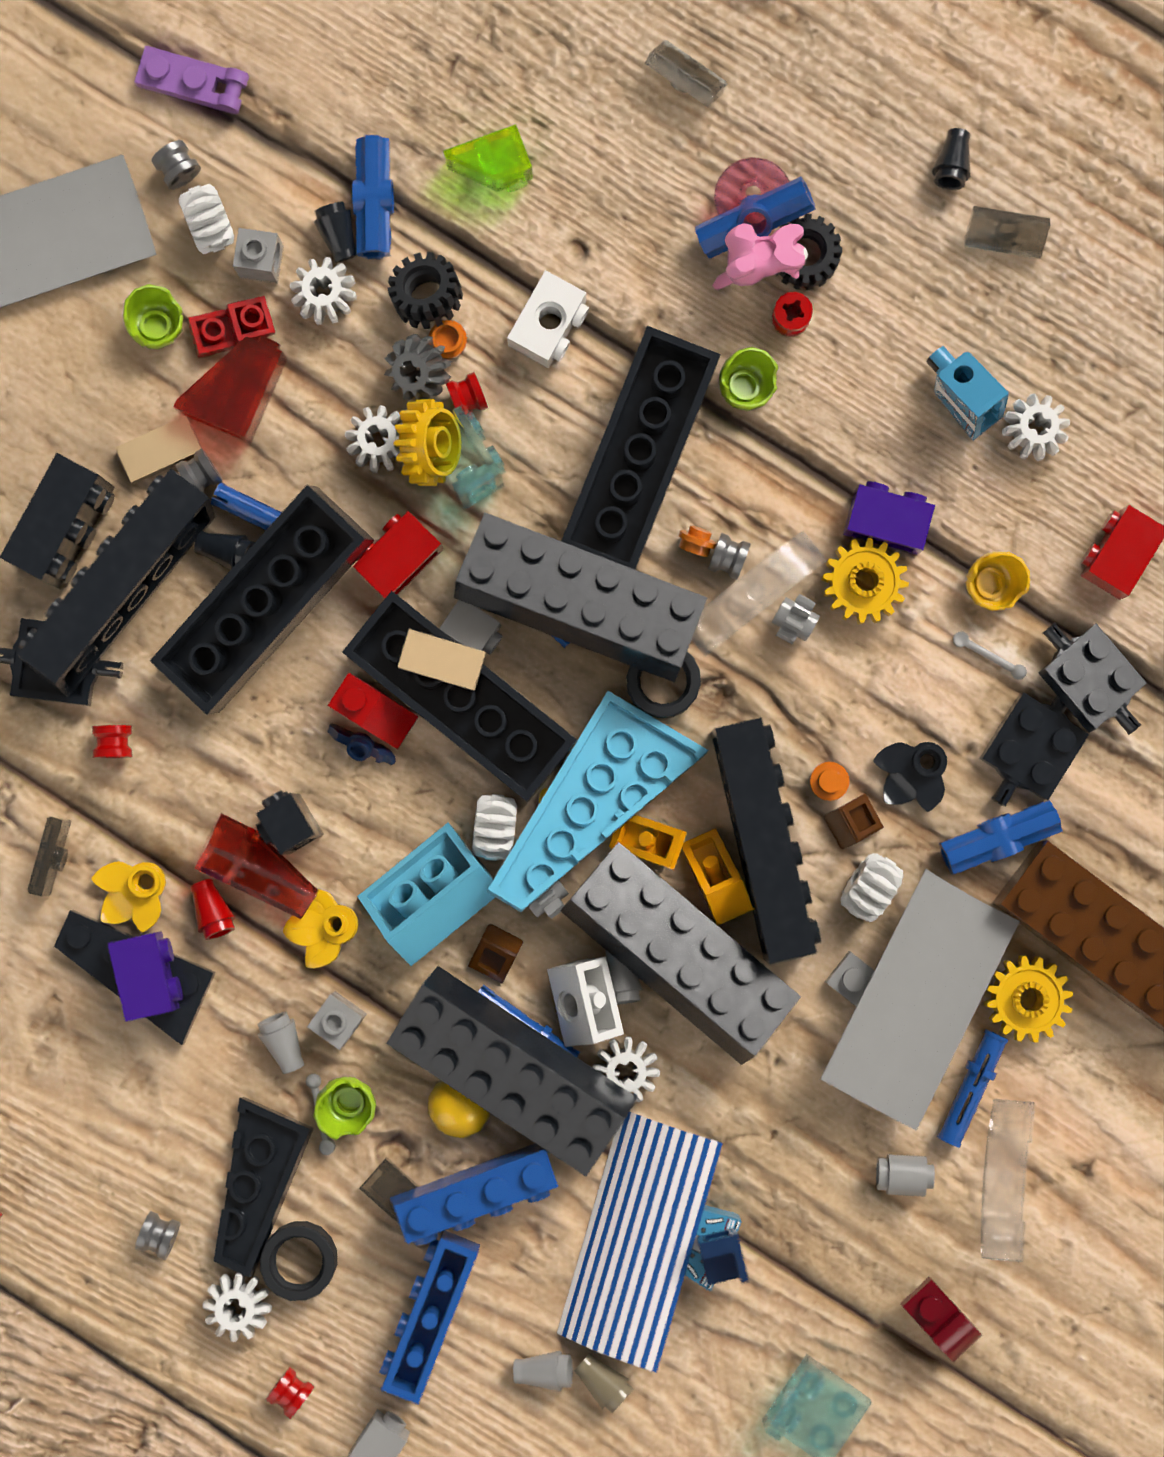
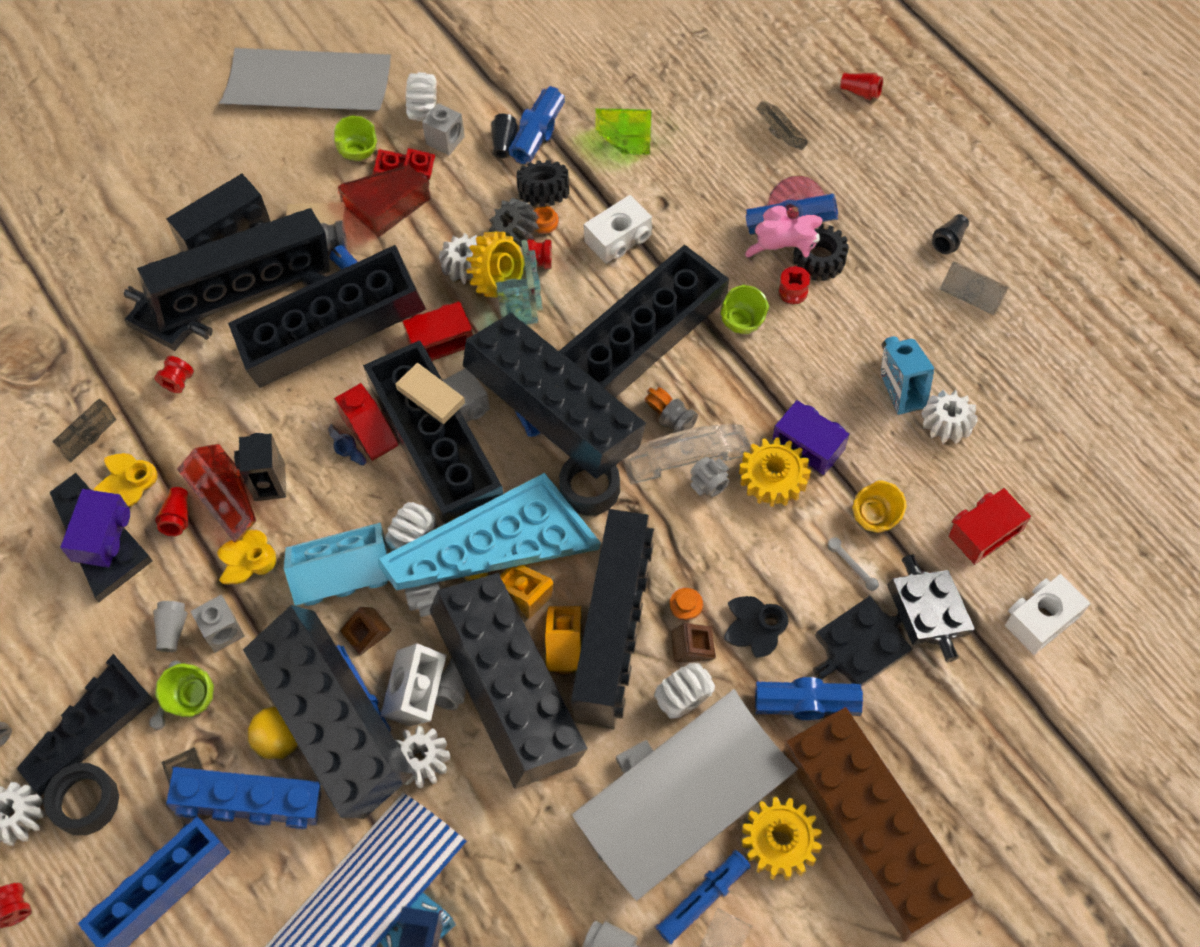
camera: 25 degrees right, 25 degrees down
(176, 164) = (419, 61): flat silver wheel -> none
(190, 79) = (456, 31): medium lavender plate -> none
(323, 304) = (475, 163): white gear -> none

